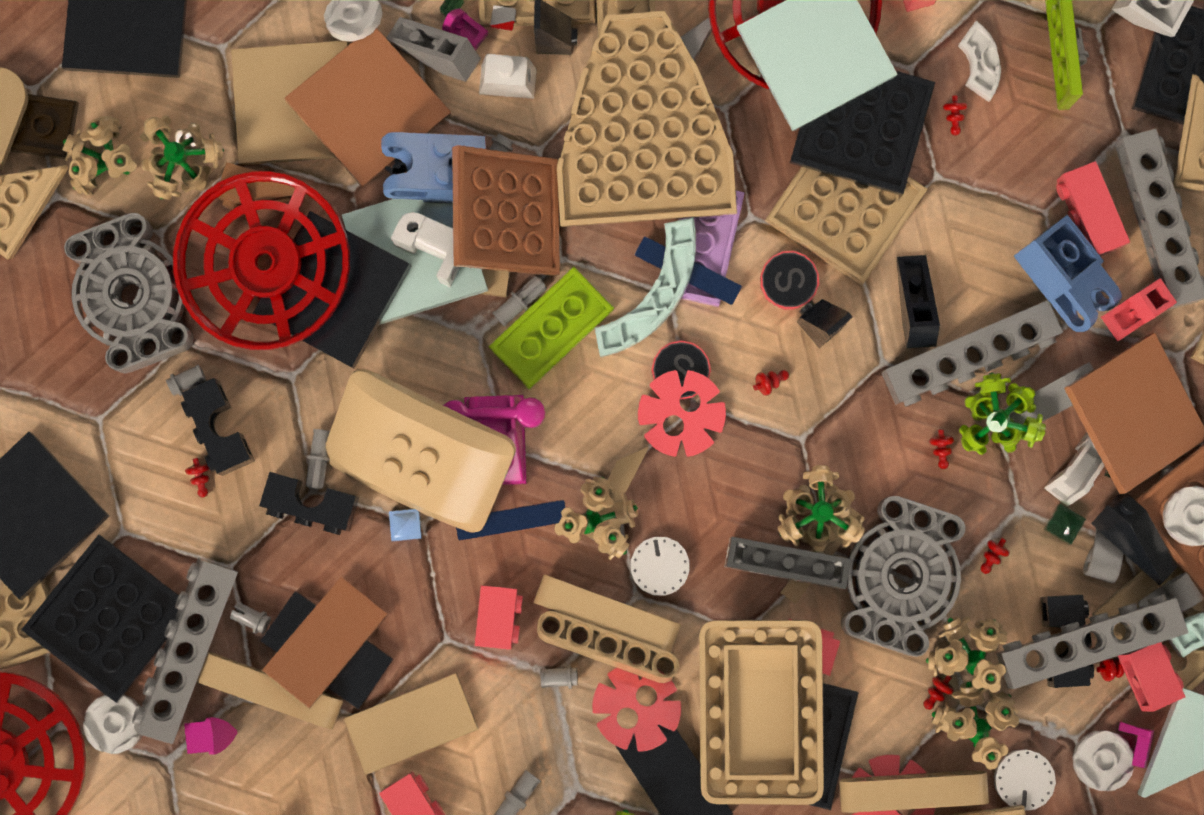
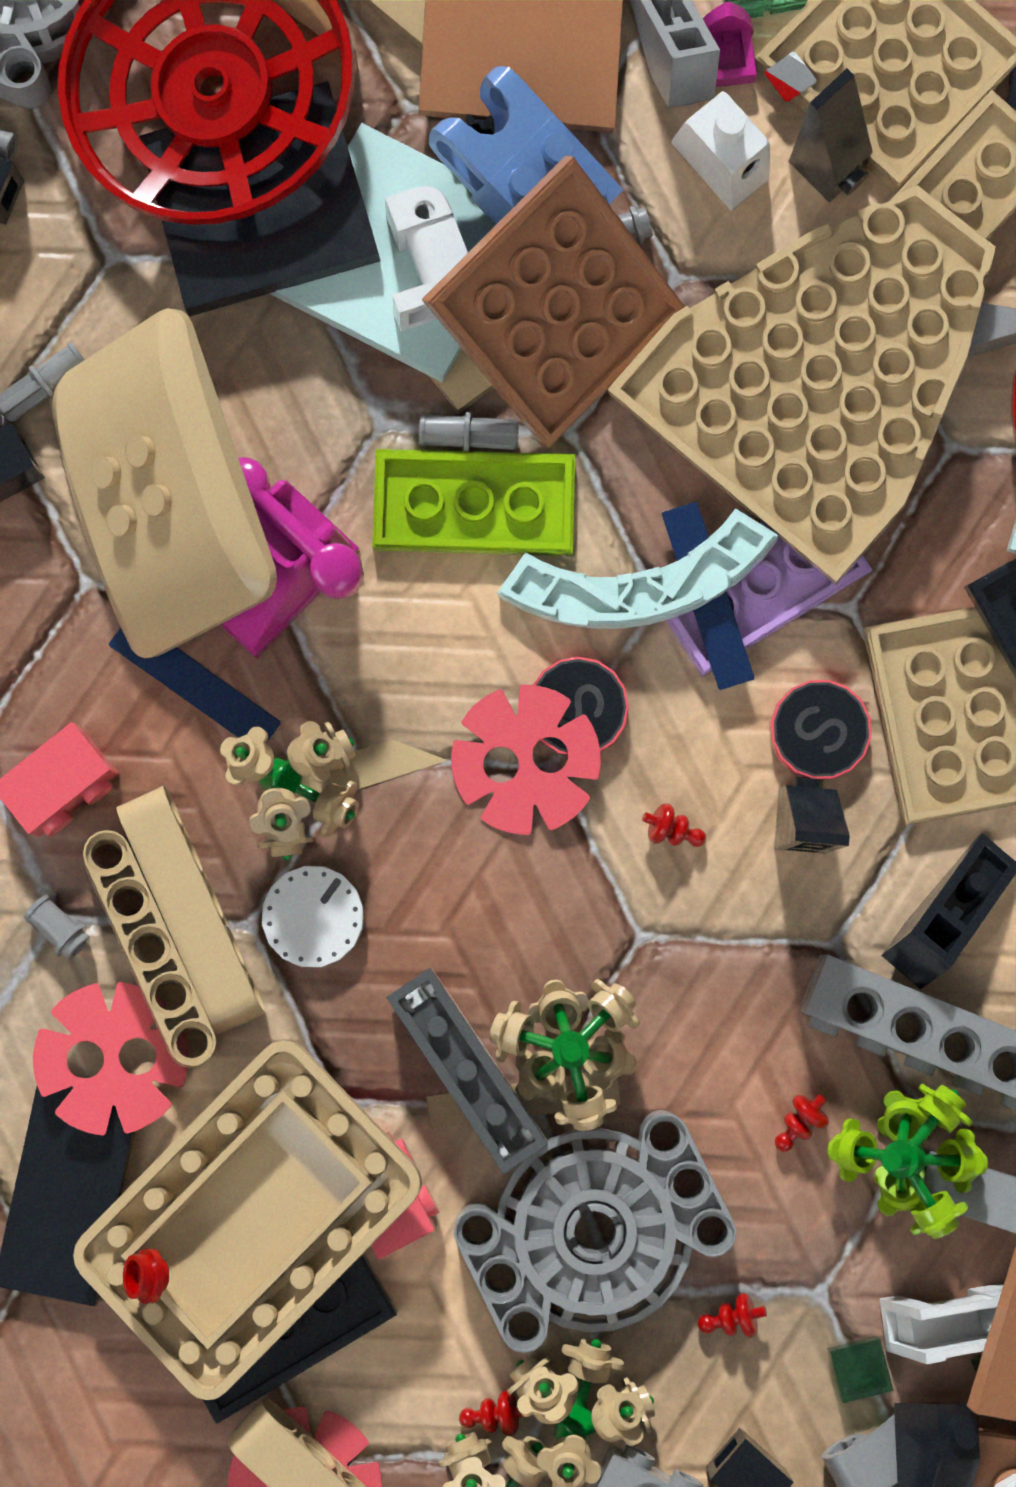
camera: 45 degrees right, 0 degrees up
(405, 525) = (63, 563): light blue tile -> none
(744, 775) = (145, 1276): none -> red plate

